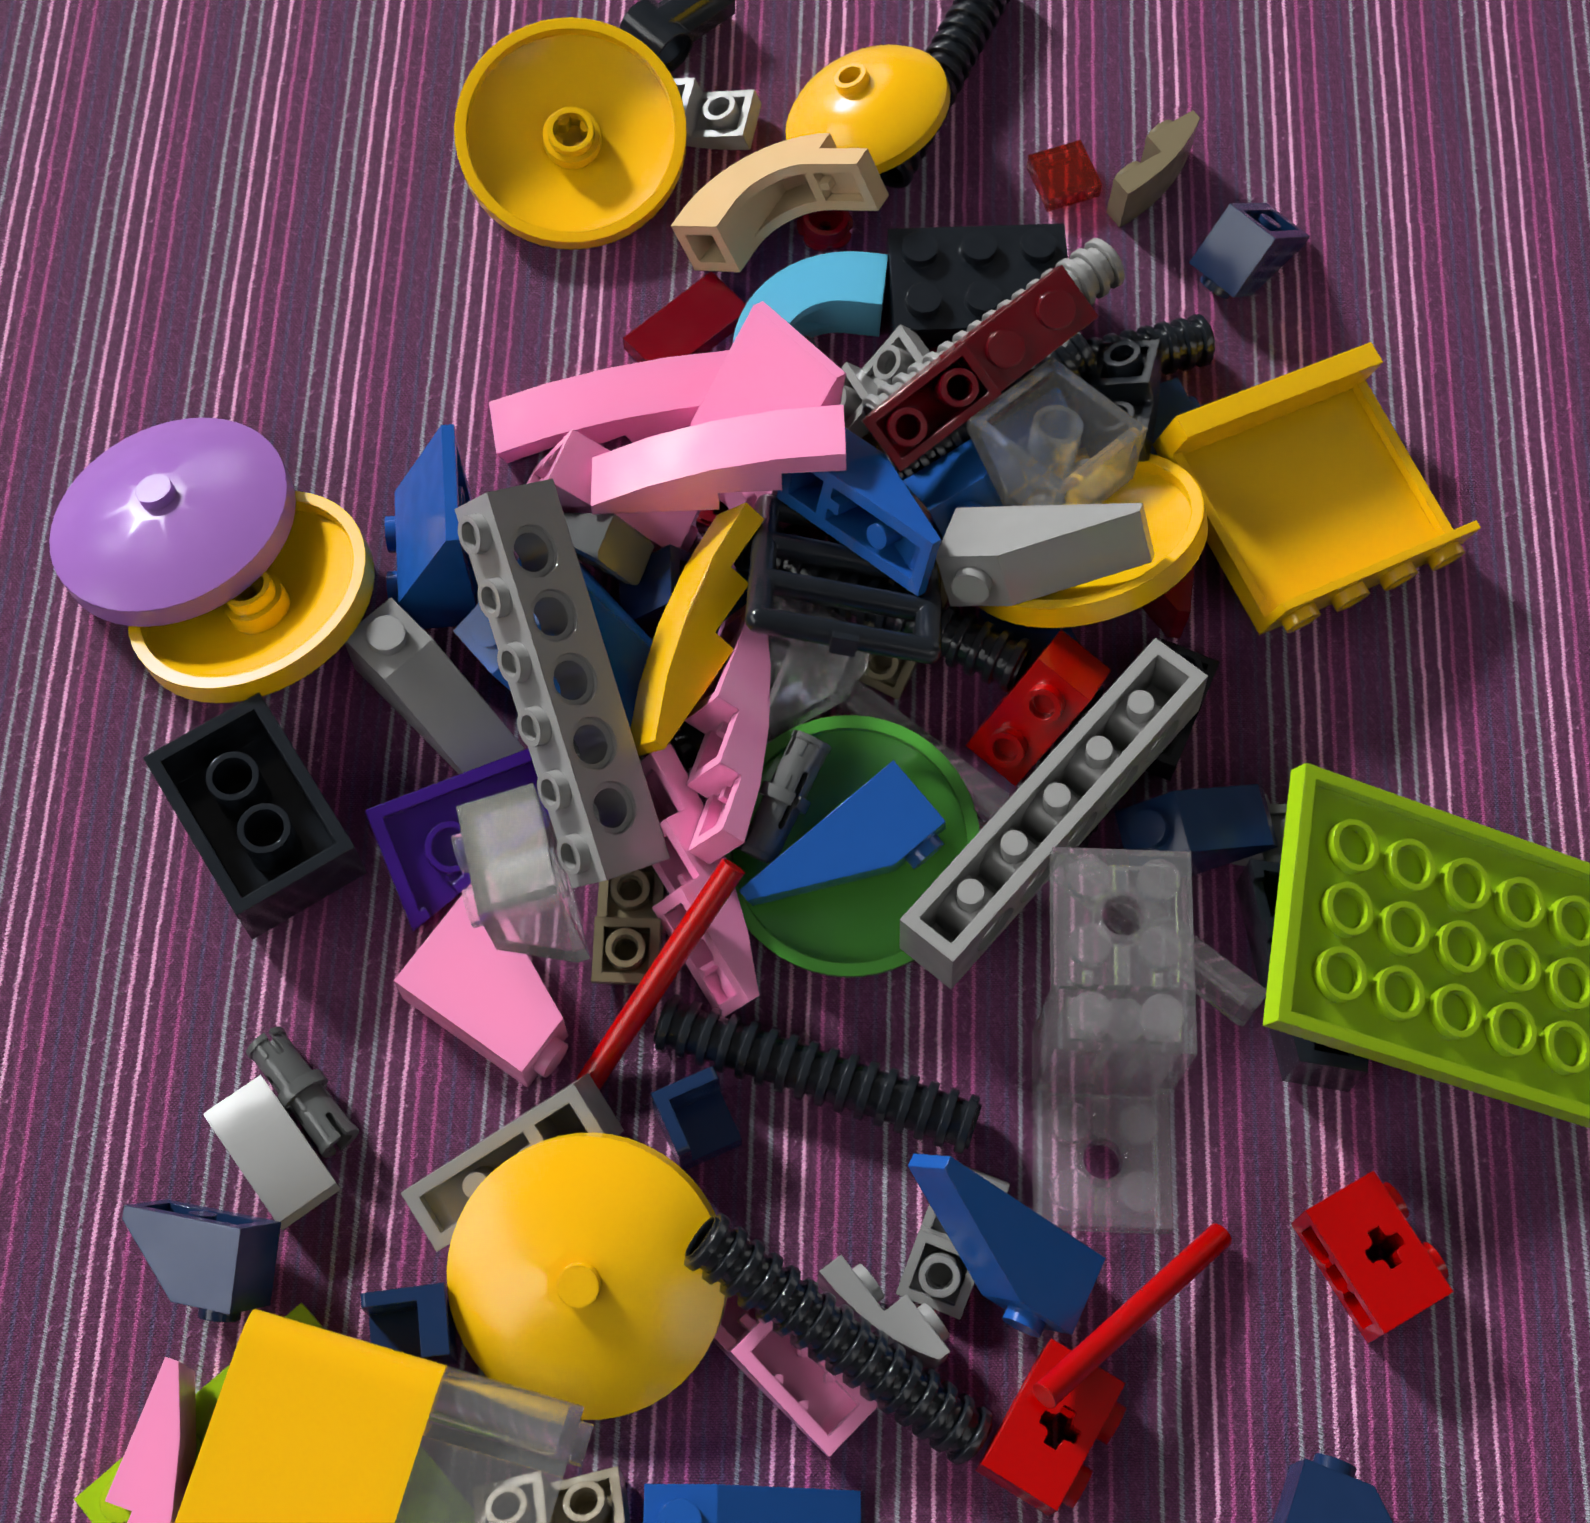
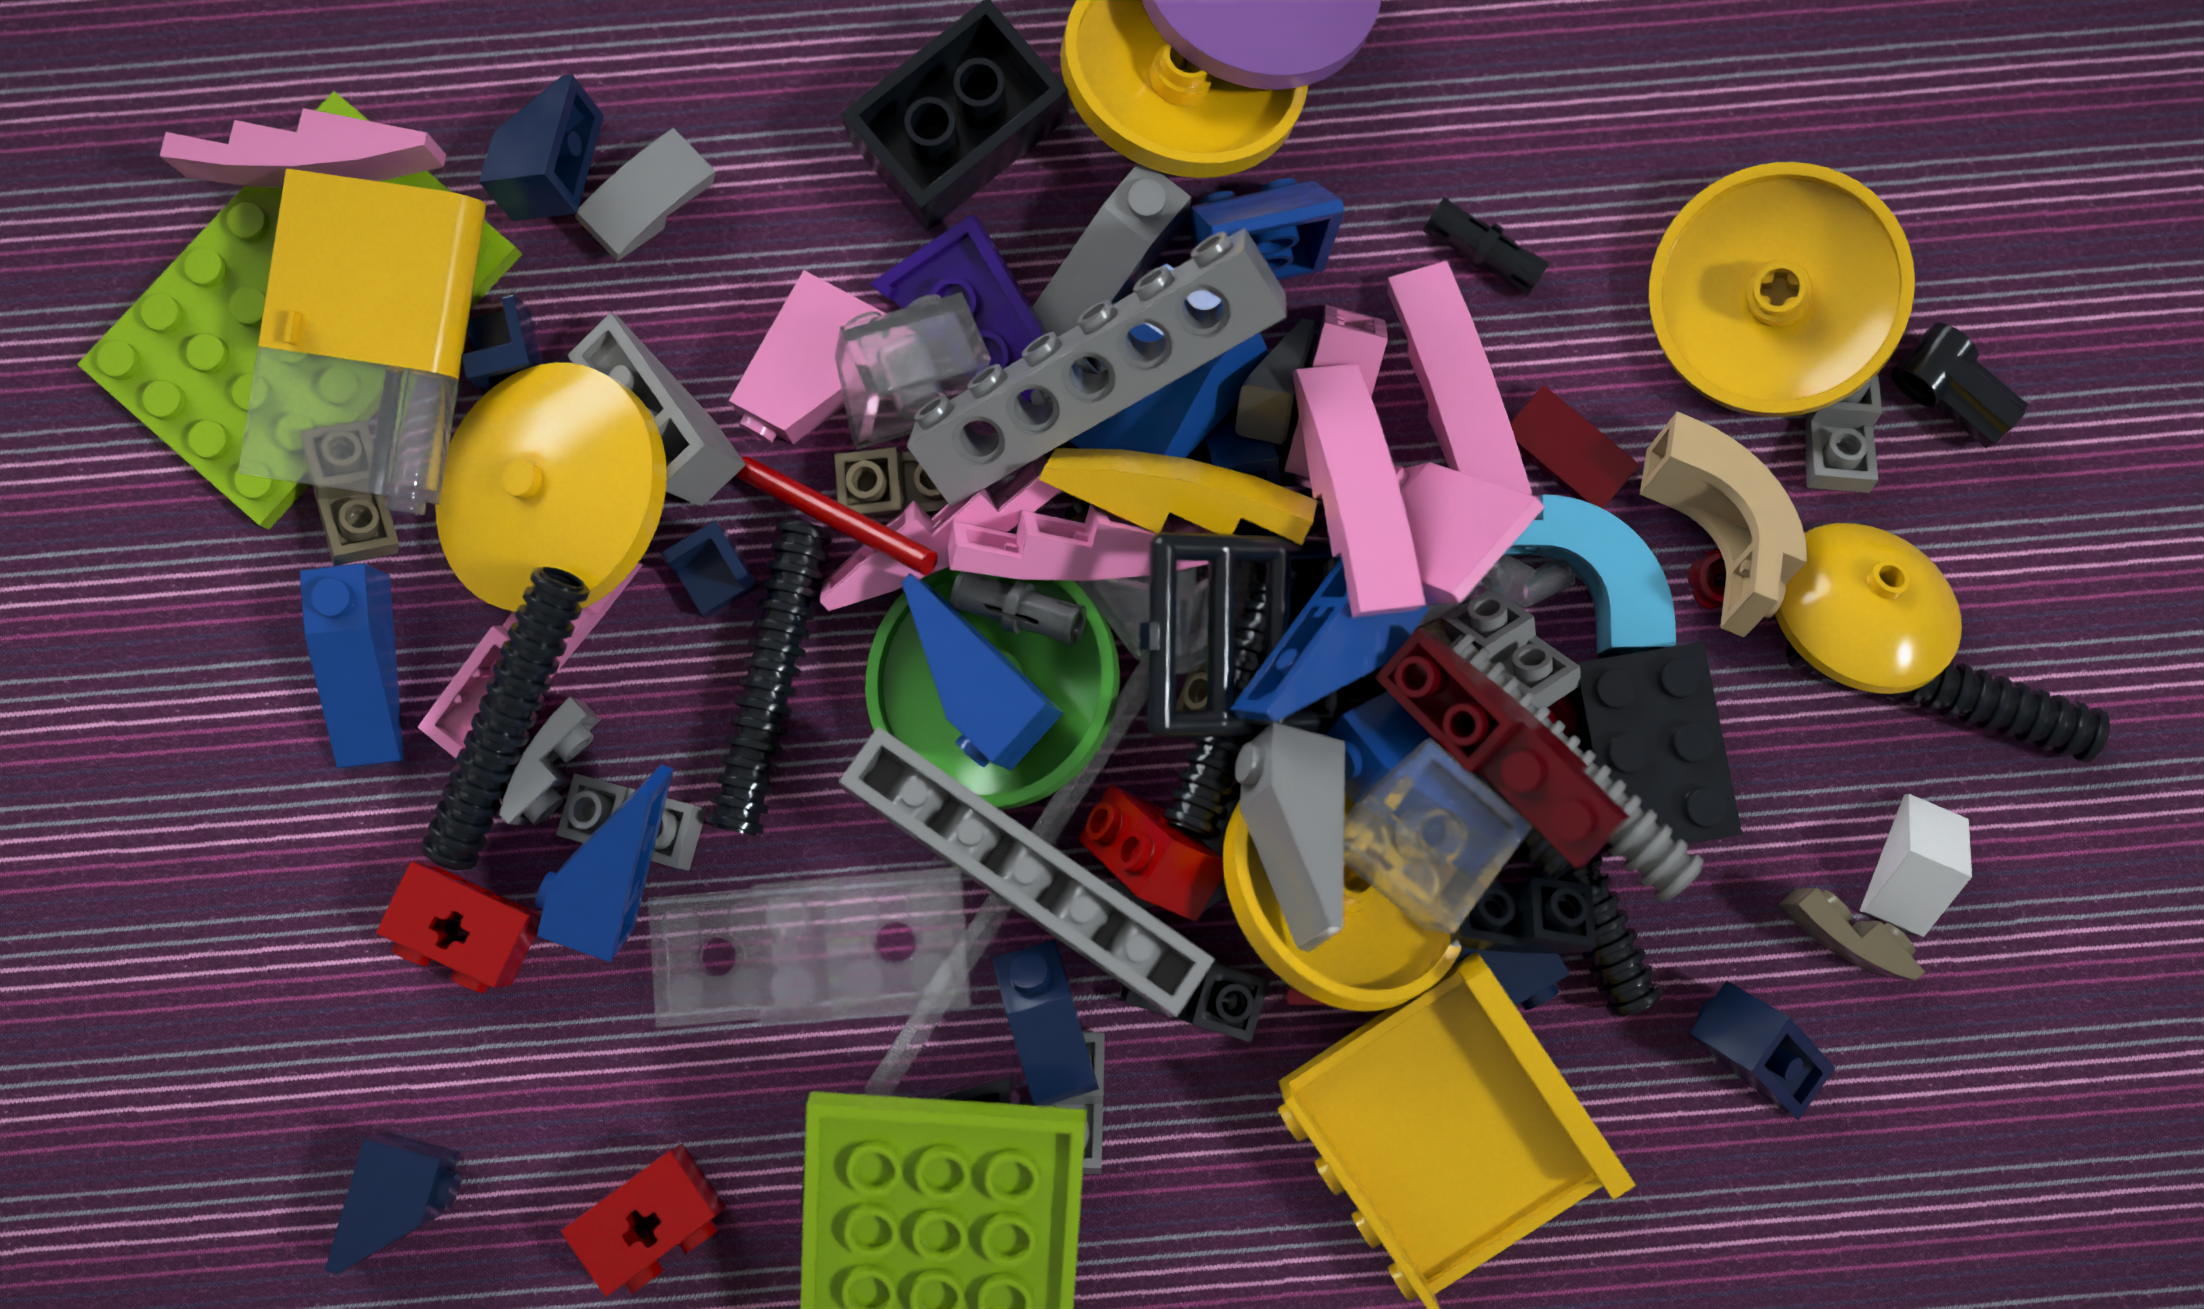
camera: 85 degrees right, 15 degrees up
(302, 1091) = (707, 211): dark grey pin -> none
(481, 369) = (1485, 246): none -> black pin
(1063, 175) = (1831, 836): clear red tile -> none
(1099, 110) = (1919, 867): none -> white slope
(1131, 1316) = (560, 992): red bar -> none

